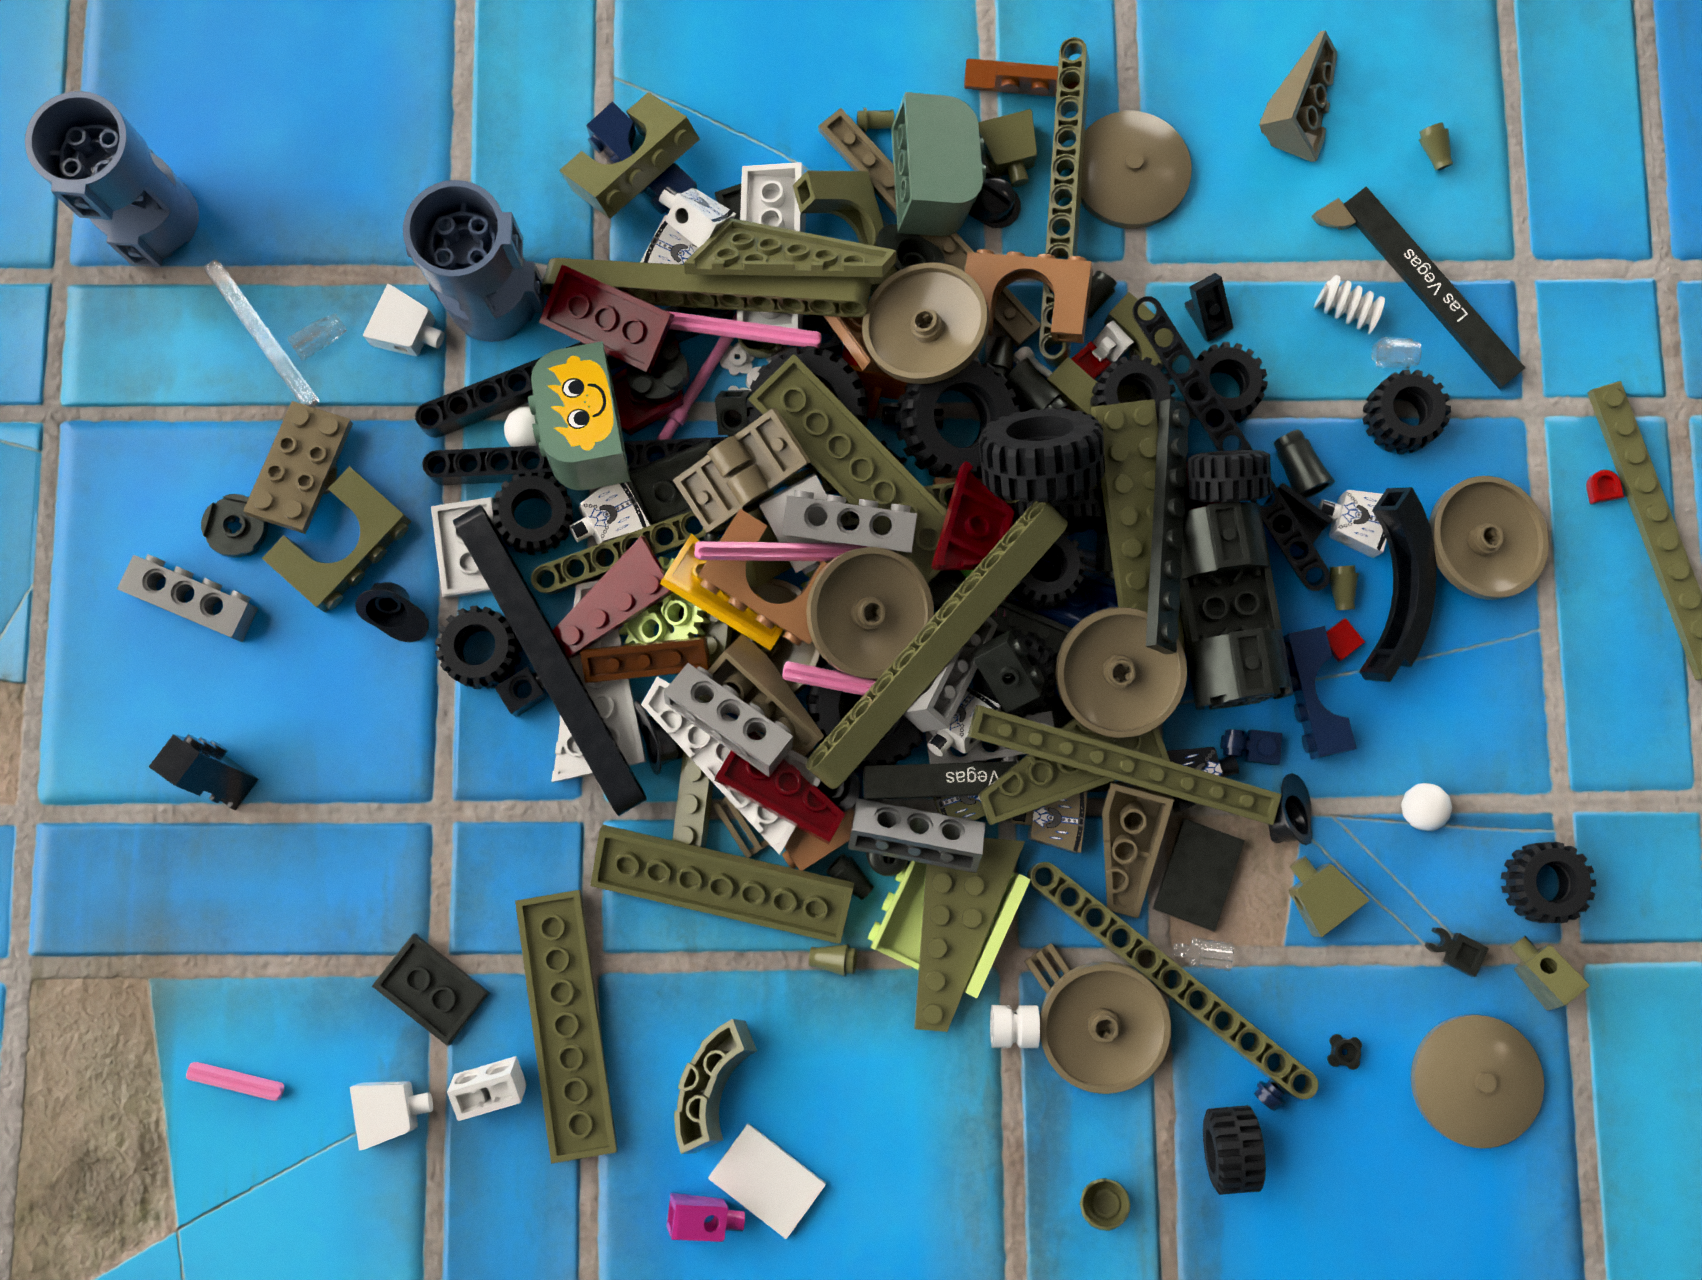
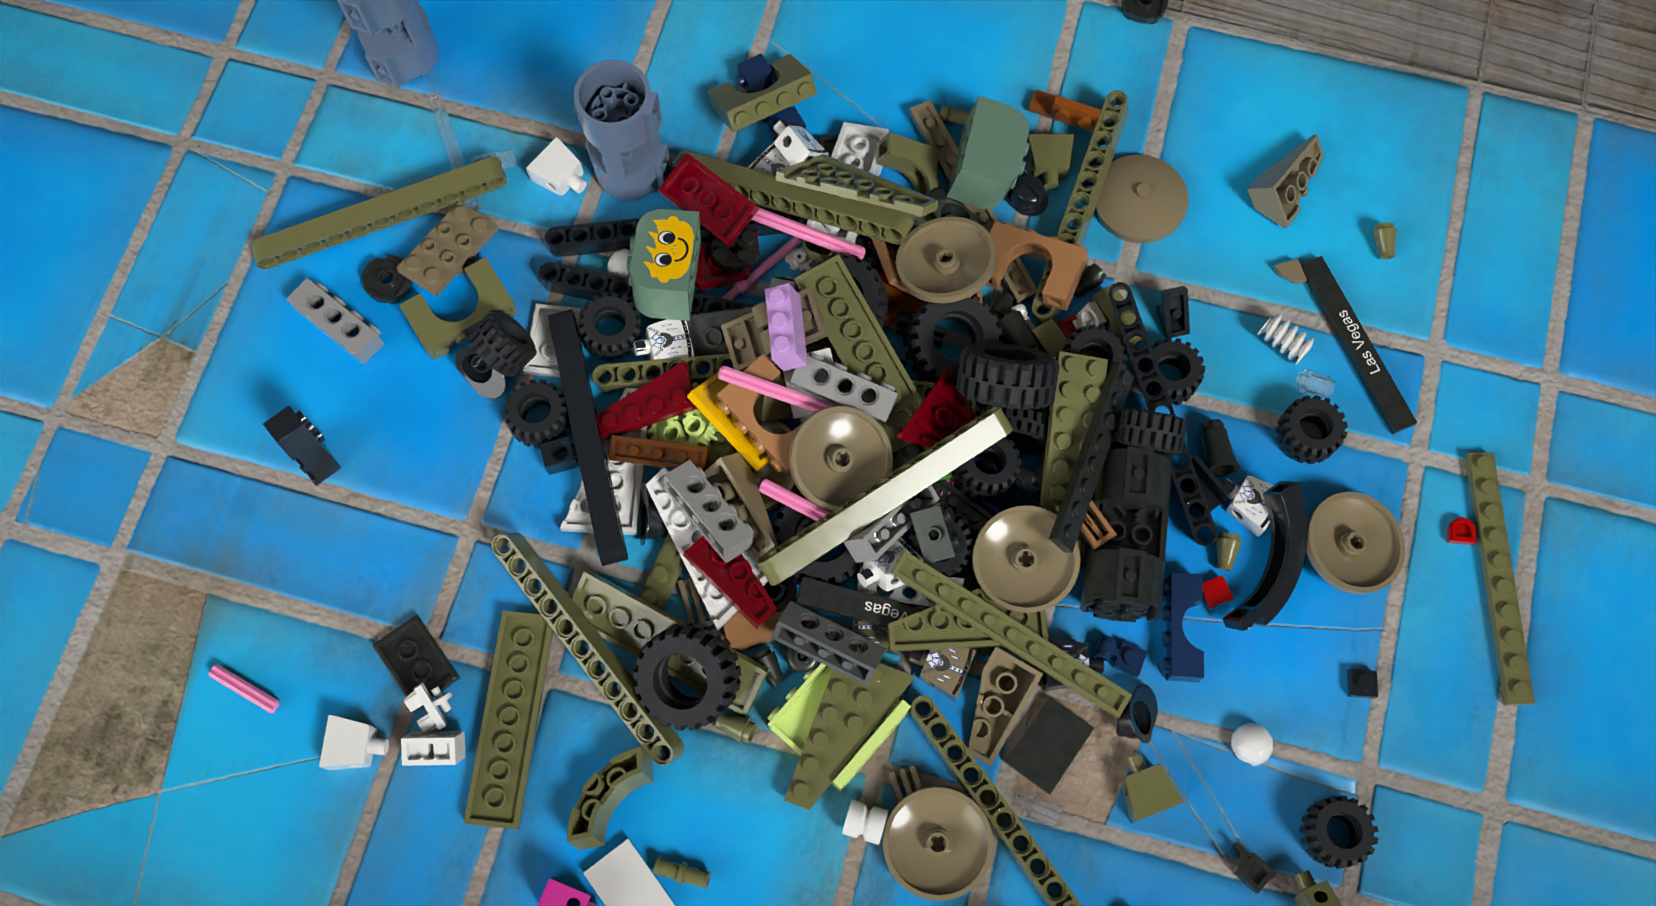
camera: 20 degrees right, 10 degrees down
(195, 444) = (378, 213): none -> olive beam
(408, 573) = (502, 343): none -> black tyre
(476, 1050) = (434, 718): none -> white hips
(614, 915) = (575, 640): none -> olive beam
(753, 957) = (660, 694): none -> black tyre
(759, 469) = (786, 327): none -> lavender brick
(821, 1144) = (682, 873): none -> olive pin
(1200, 603) = (1103, 523): none -> medium nougat tile
(1533, 700) = (1362, 683): none -> black plate

